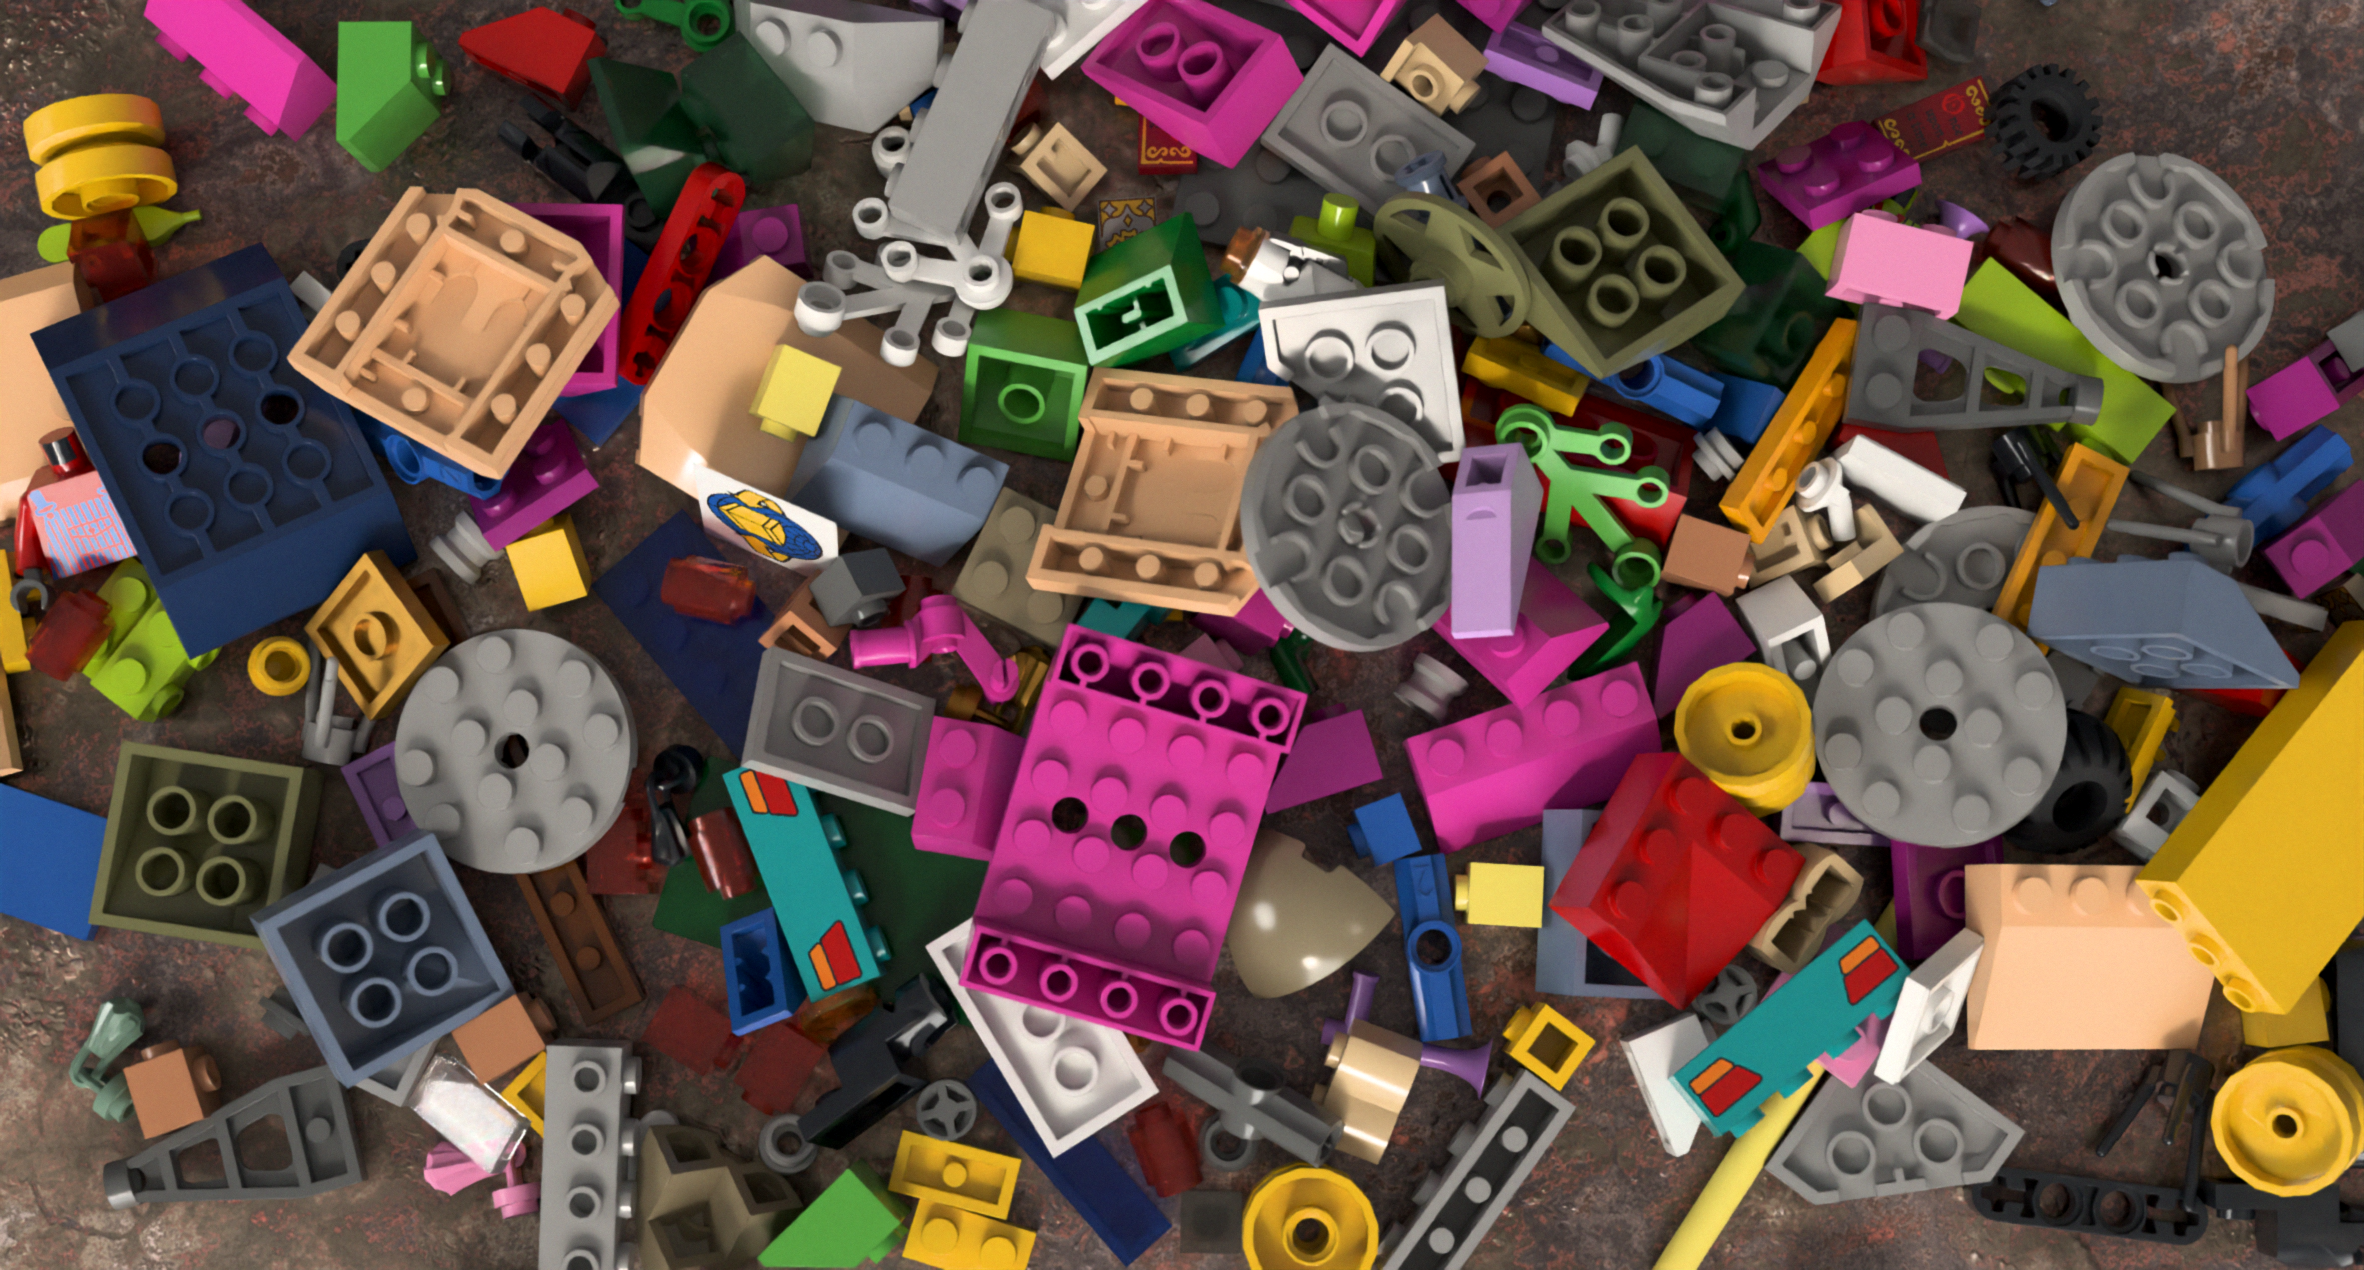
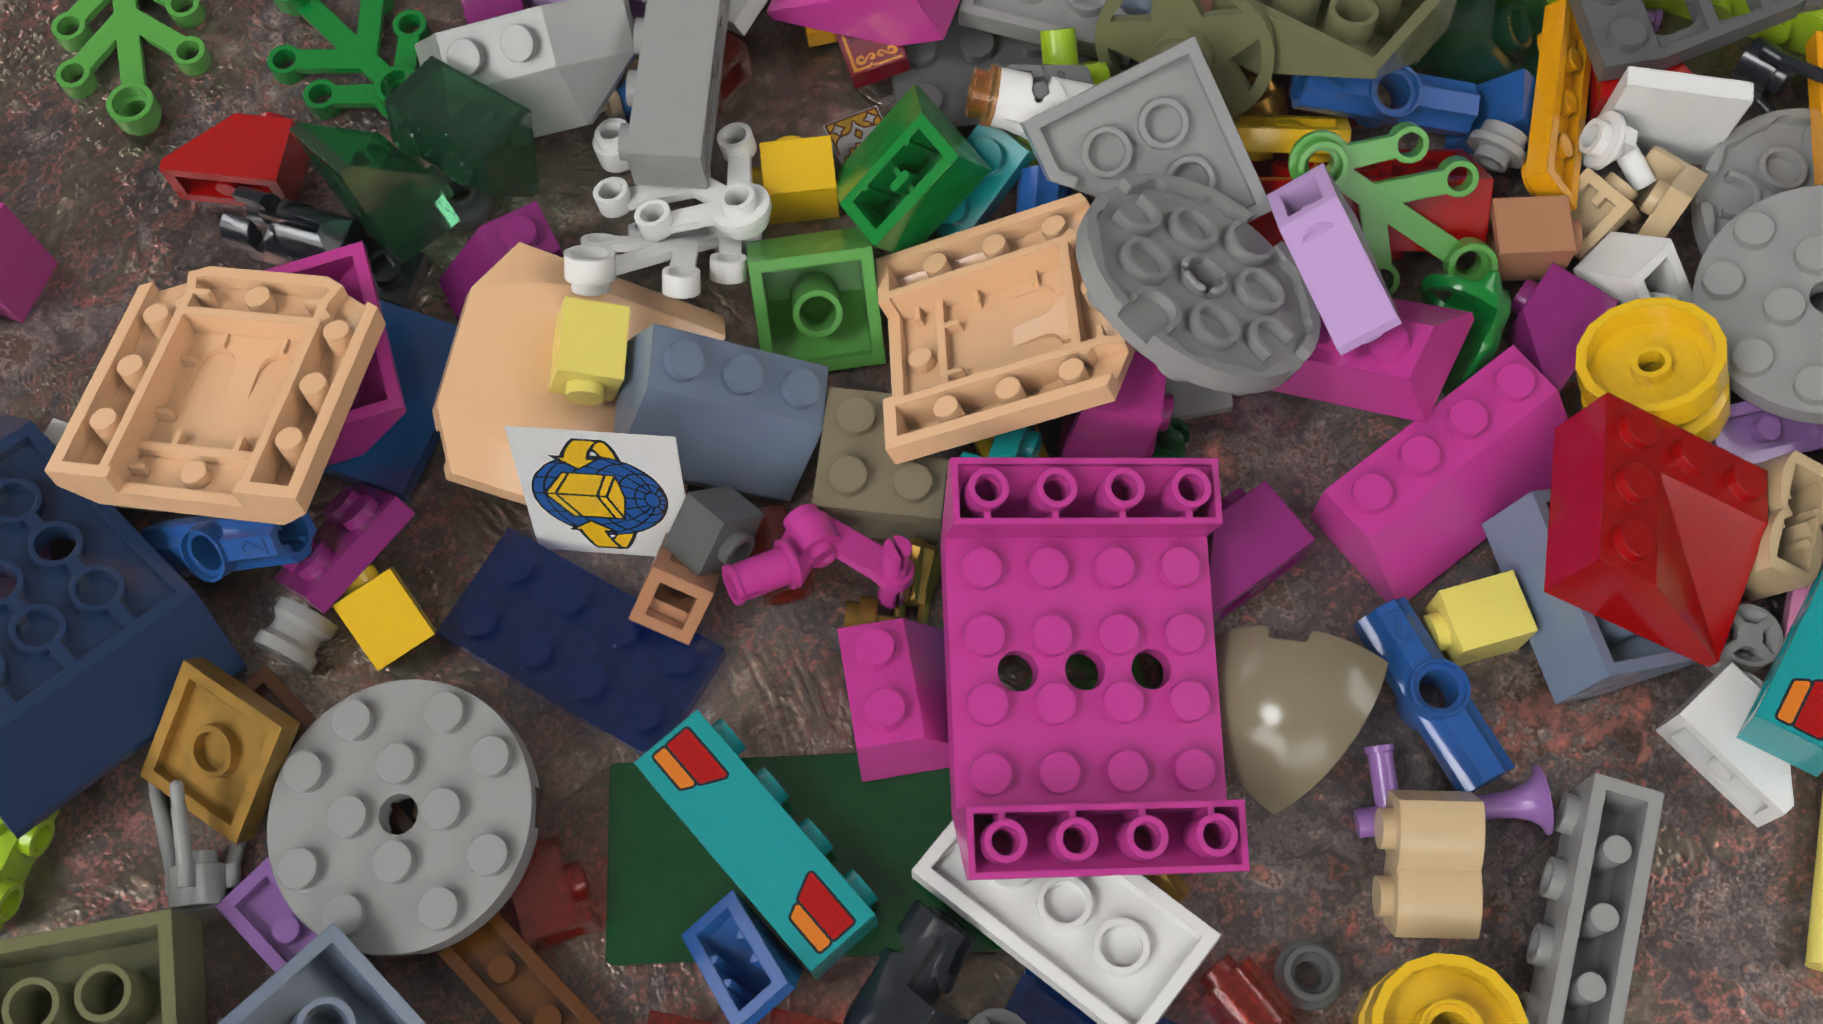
camera: 15 degrees left, 15 degrees down
(279, 666) = (121, 822): yellow plate -> none
(386, 89) = (98, 228): bright green slope -> none
(676, 772) = (583, 789): black piece -> none
(683, 276) = (426, 295): red beam -> none
(708, 589) = (560, 583): clear red brick -> none
(723, 854) = (662, 851): clear red brick -> none
(837, 1013) = (831, 991): clear orange piece -> none
(838, 731) = (743, 678): light grey plate -> none
(1054, 163) = (772, 103): tan bracket -> none
(1256, 1100) = (1323, 911): dark grey piece -> none
(1383, 831) = (1334, 596): blue plate -> none
(1431, 688) = (1320, 448): light grey wheel -> none
(1545, 1043) = (1595, 740): yellow brick -> none

